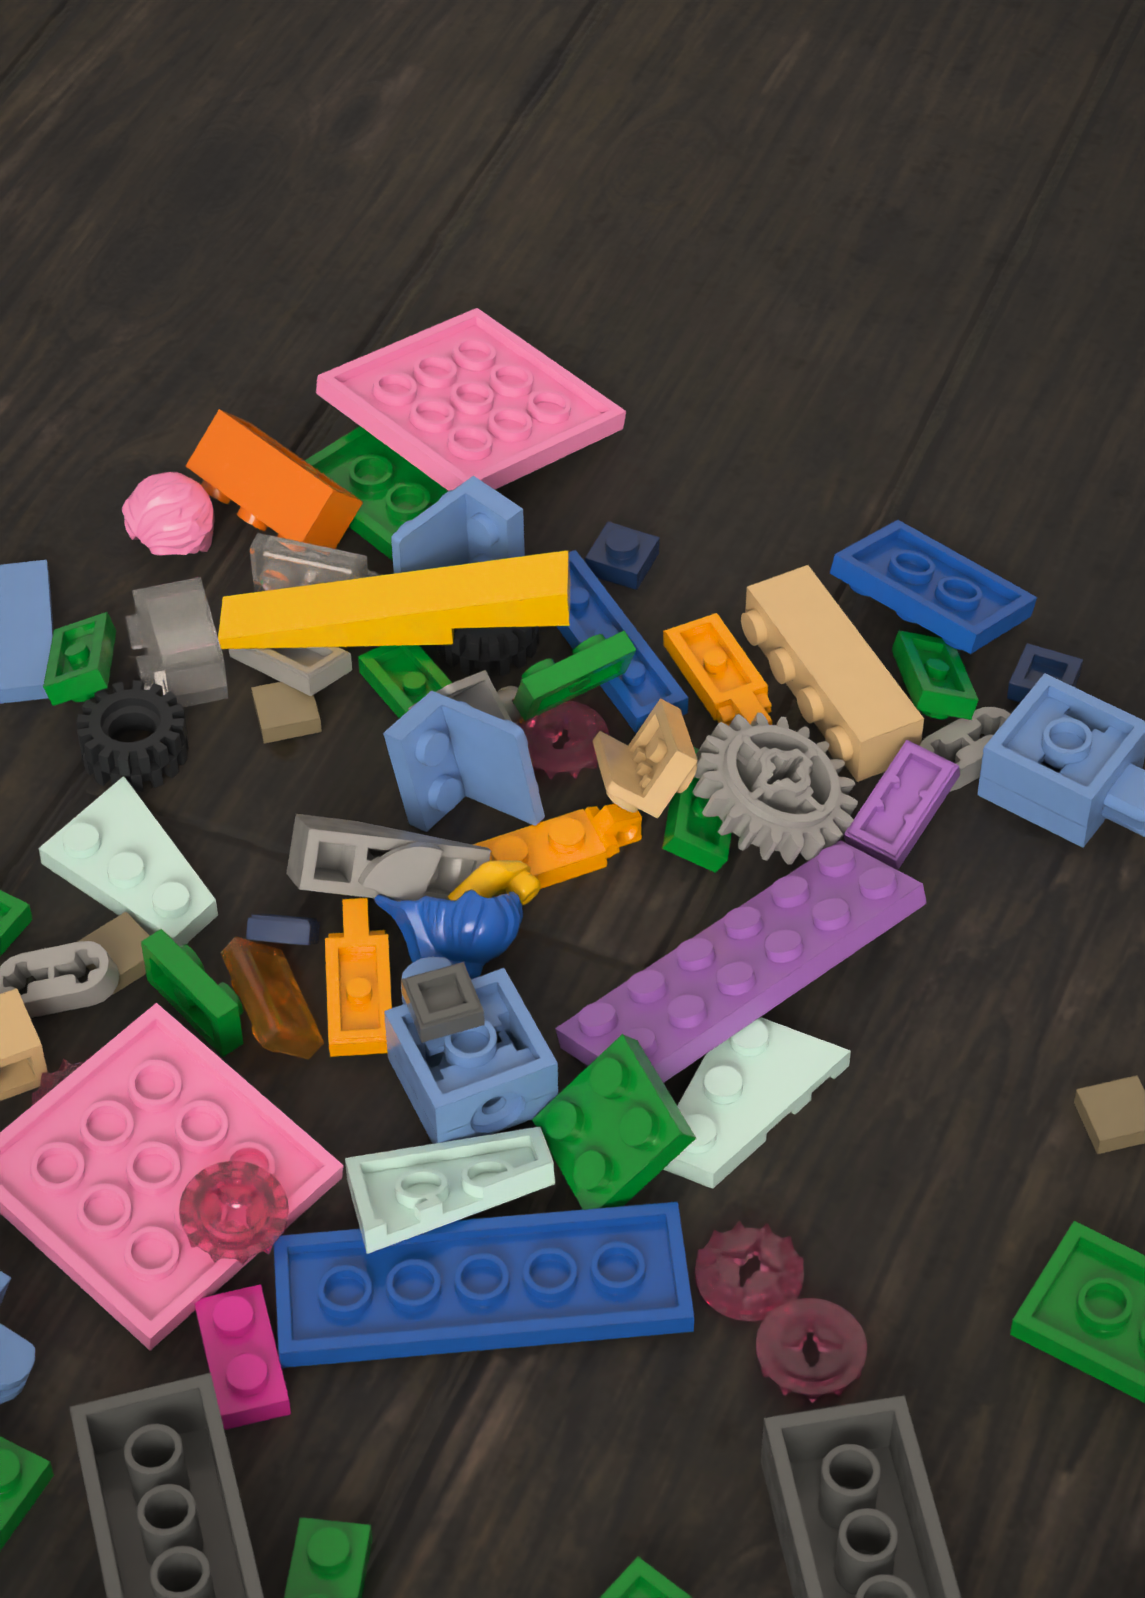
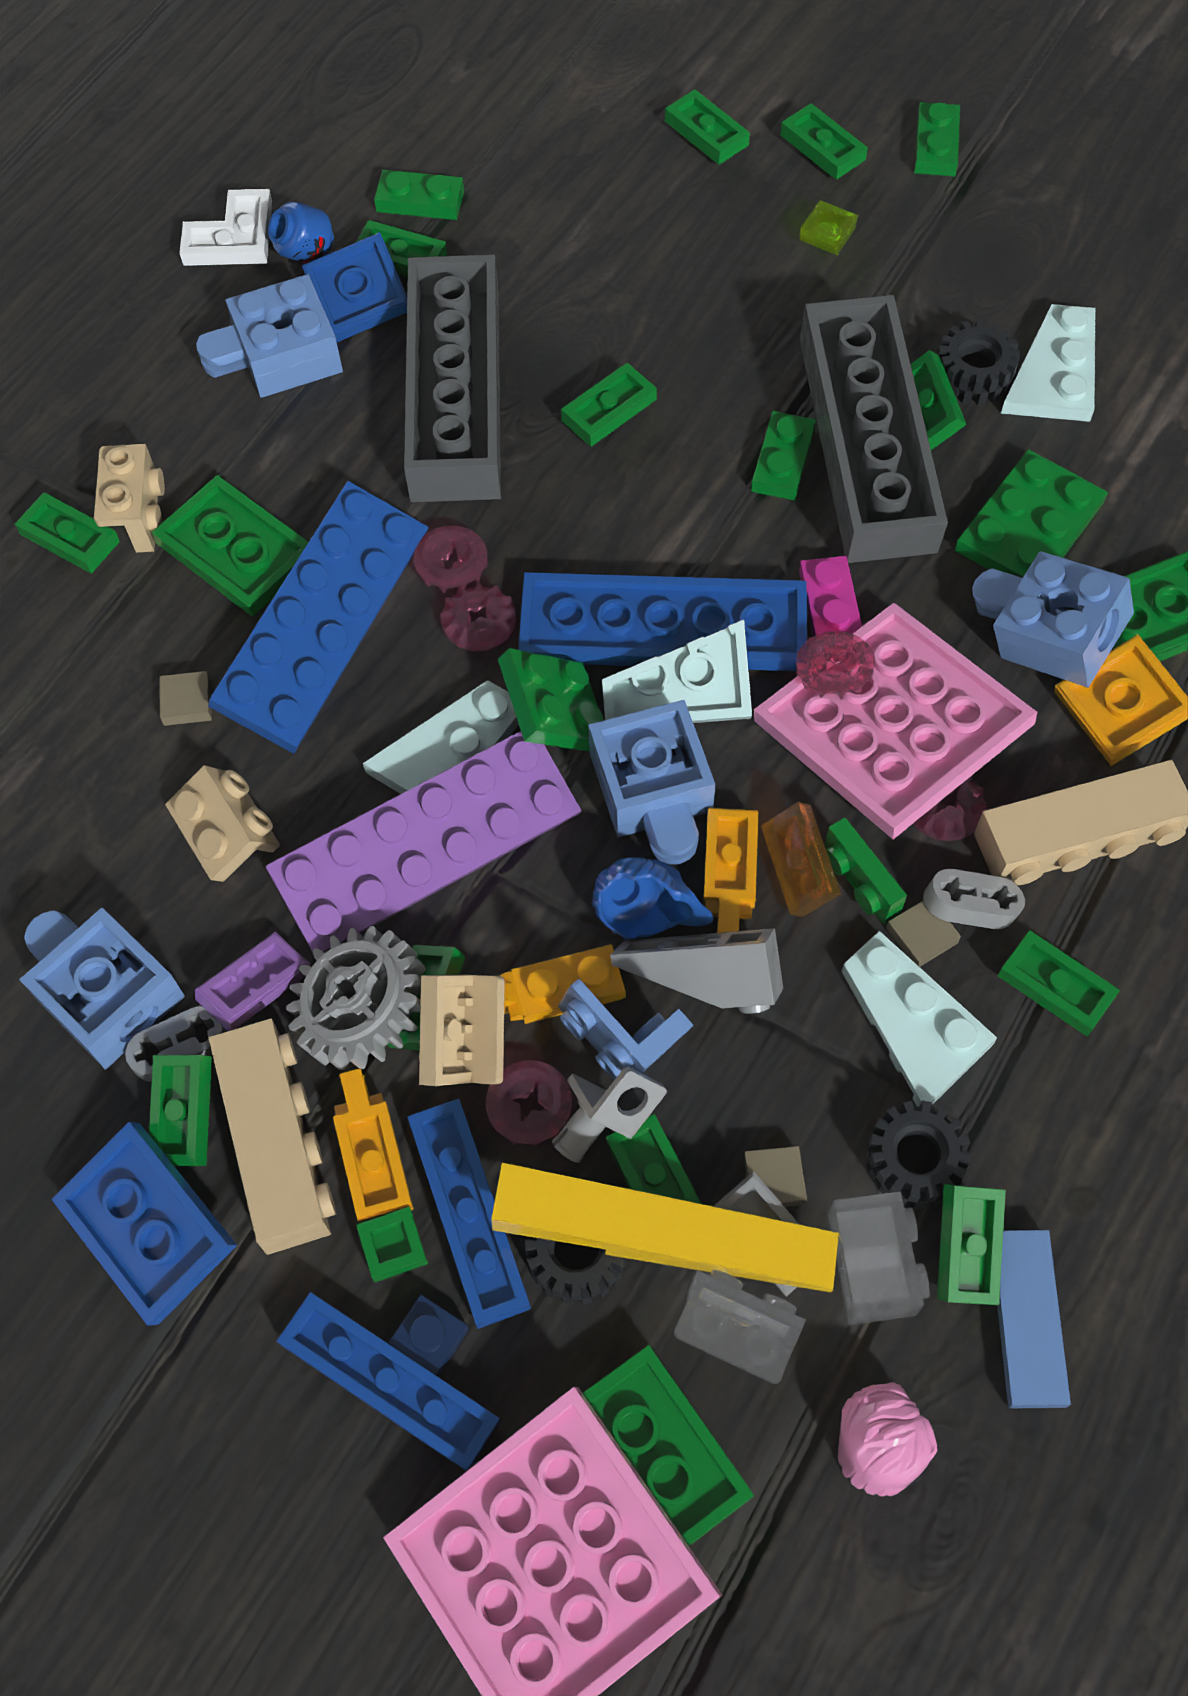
camera: 170 degrees left, 15 degrees up
(271, 483) = (776, 1460): orange brick -> none
(283, 929) = (791, 917): dark blue tile -> none
(403, 871) = (688, 927): light grey tile -> none
(442, 1002) = (669, 775): dark grey tile -> none
(460, 529) = (590, 1342): medium blue bracket -> none
(498, 878) = (599, 933): yellow arm -> none
(592, 664) = (508, 1123): green plate -> none
(674, 602) = (392, 1244): none -> green plate
(675, 517) = (389, 1382): none -> blue plate
(968, 1236) = (318, 618): none -> blue plate
(1002, 966) = (221, 821): none -> tan bracket
(1036, 662) = (81, 1105): dark blue plate -> none

